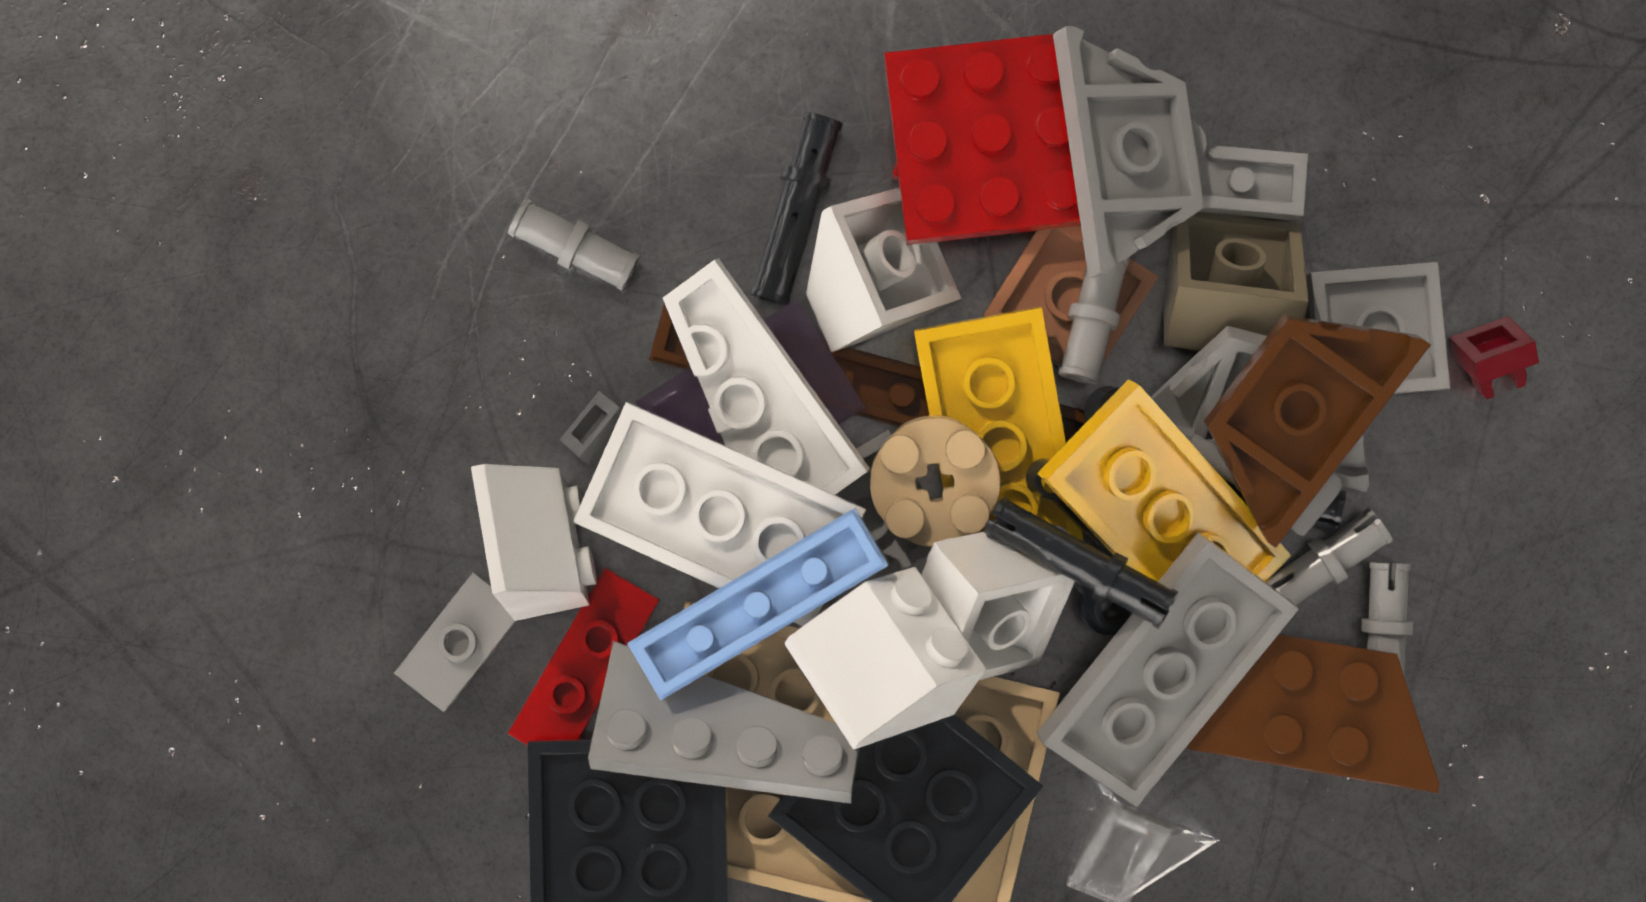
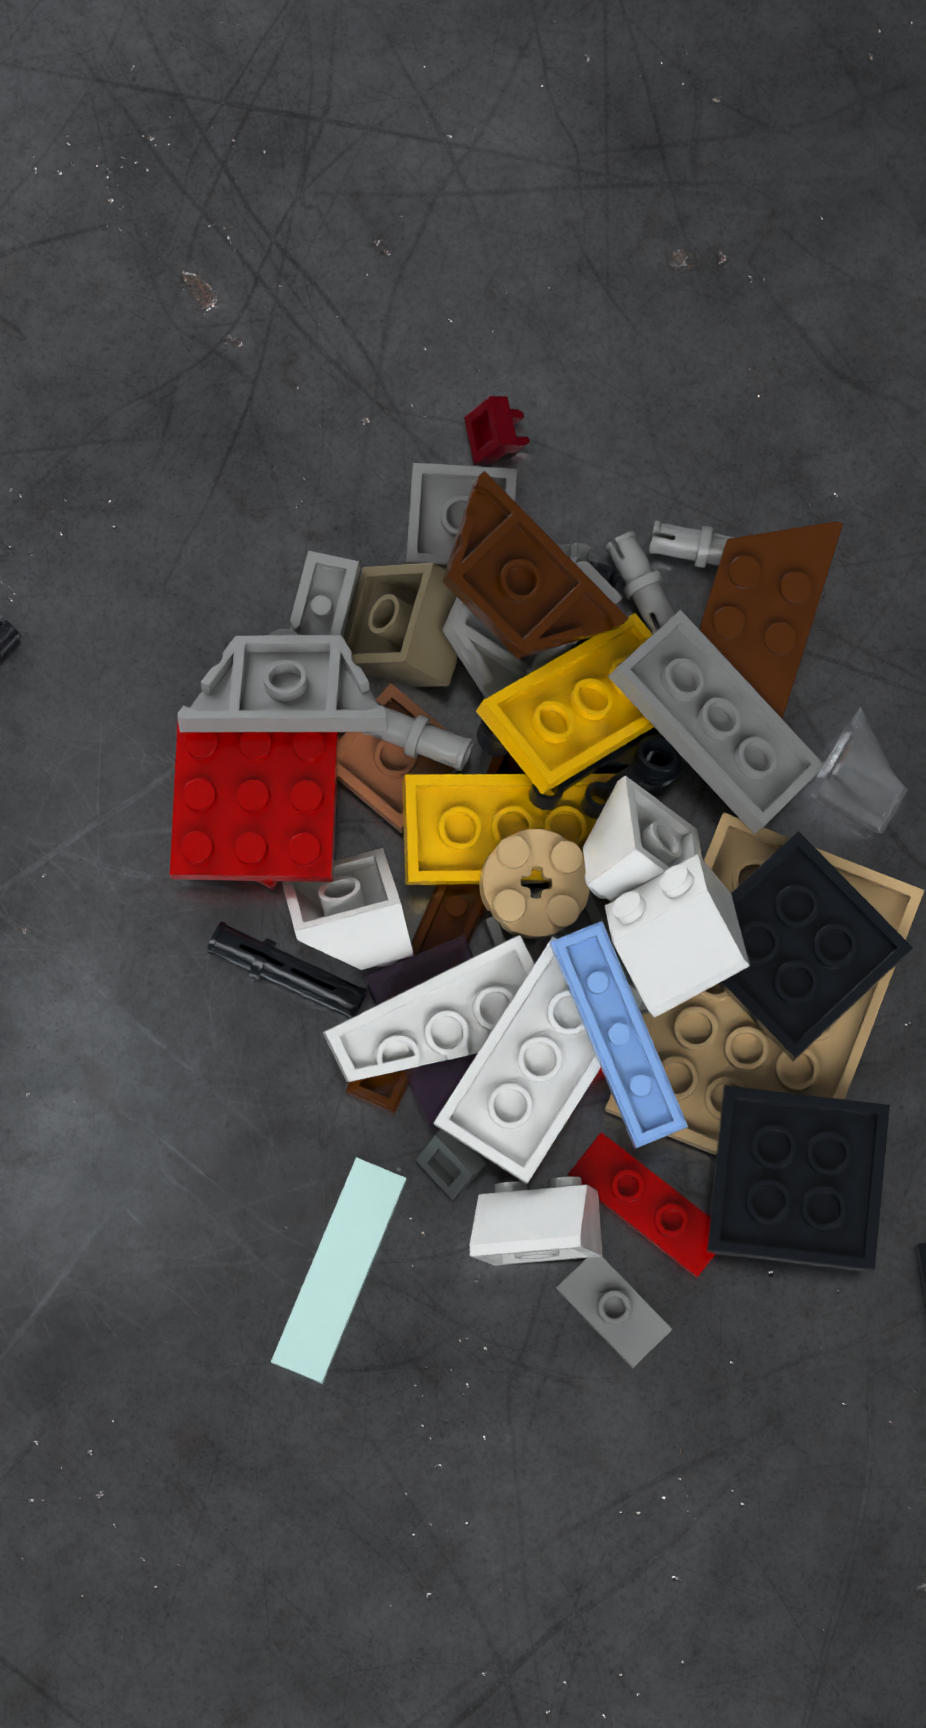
camera: 80 degrees left, 10 degrees down
(460, 323) = (339, 1270): none -> light aqua tile
(573, 244) = (287, 1161): light grey pin -> none
(717, 737) = (723, 1088): light grey wing -> none
(1081, 562) = (620, 769): black pin -> none

